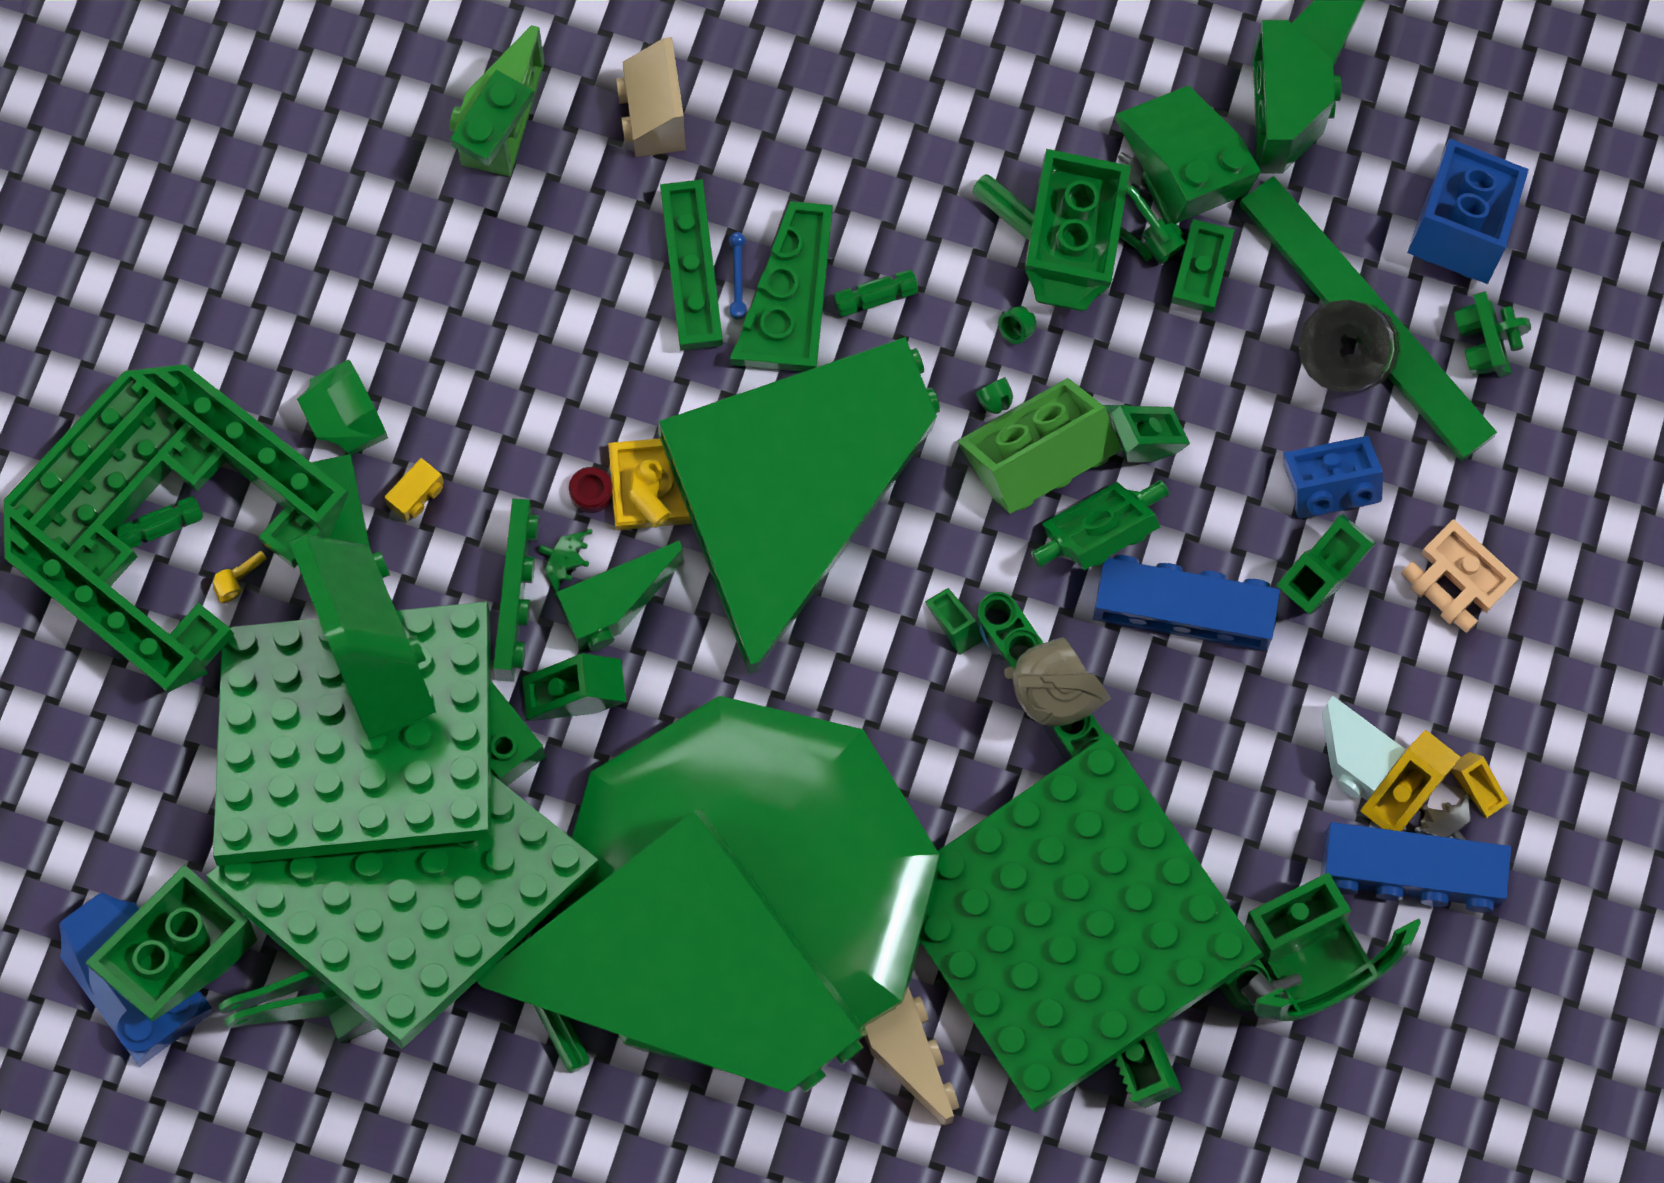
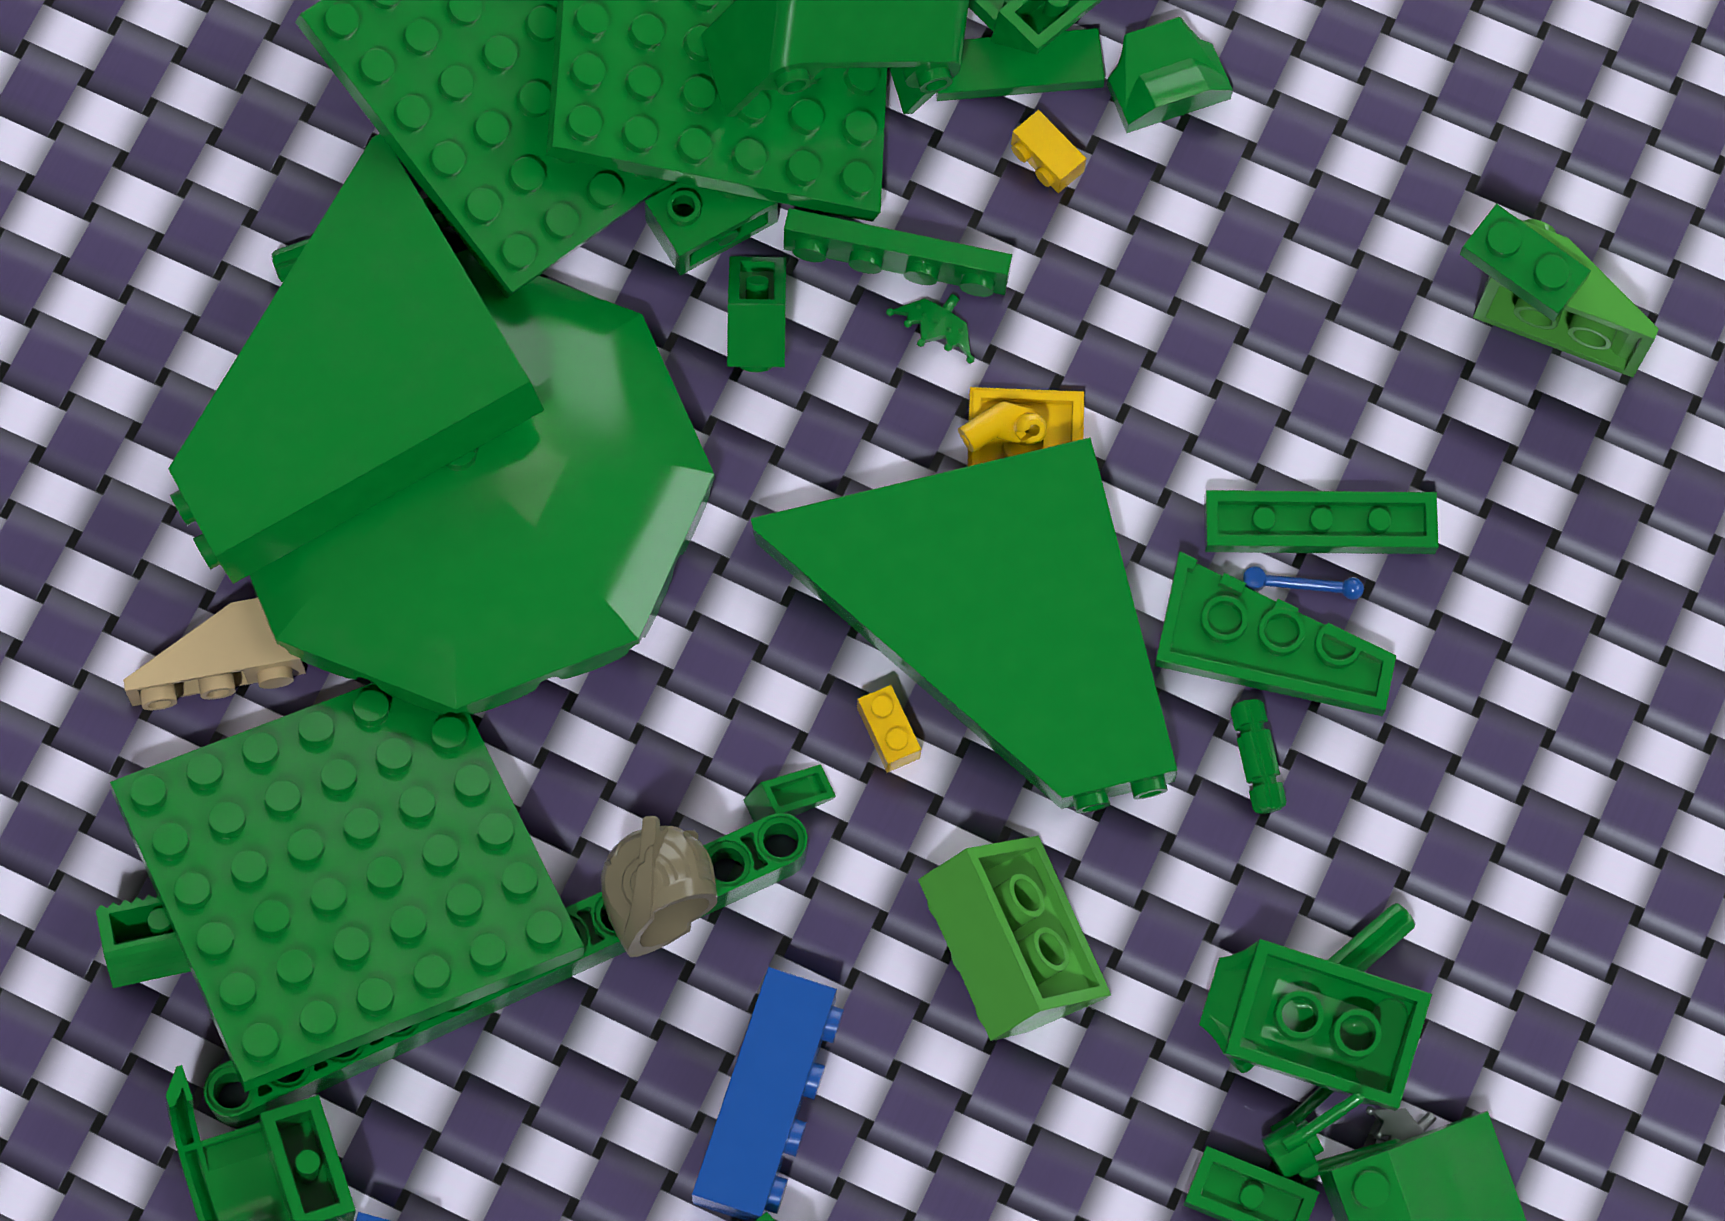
camera: 95 degrees right, 0 degrees up
(590, 489) = (1024, 364): dark red tile -> none
(611, 600) = (868, 372): green slope -> none
(653, 101) = (1554, 497): tan slope -> none
(893, 553) = (889, 728): none -> yellow piece
(995, 396) = (1095, 888): green hinge -> none
(1012, 319) = (1192, 936): green hinge -> none
(1101, 525) = (884, 993): green plate -> none
(1147, 431) = (1017, 1075): green slope -> none
(1260, 986) = (214, 1094): flat silver hand -> none

